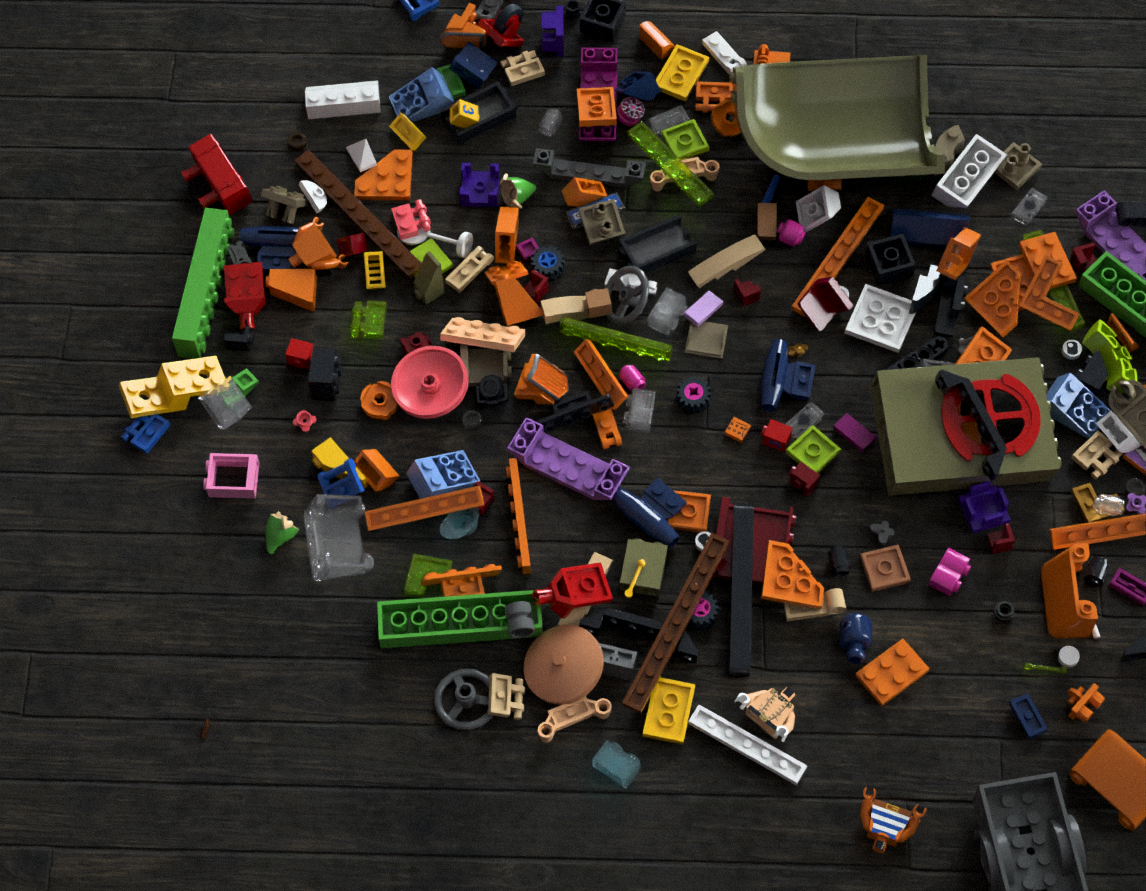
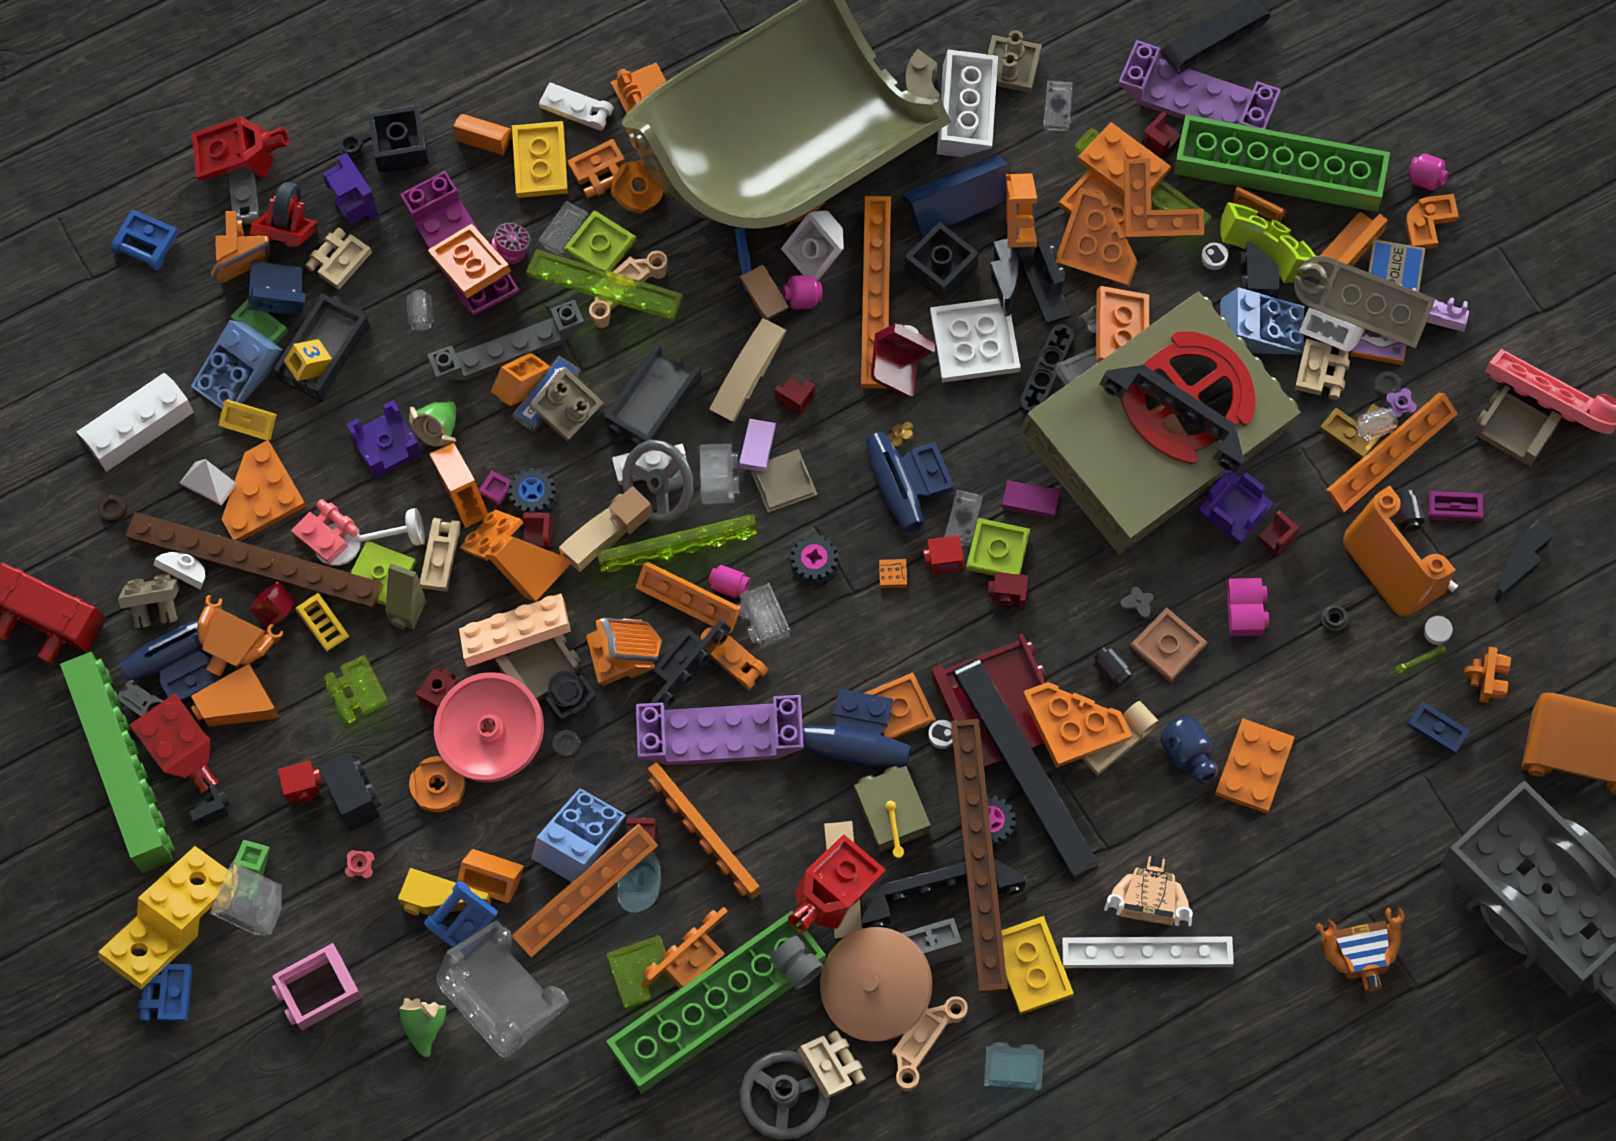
camera: 30 degrees left, 5 degrees up
(639, 85) = (499, 204): dark blue slope -> none

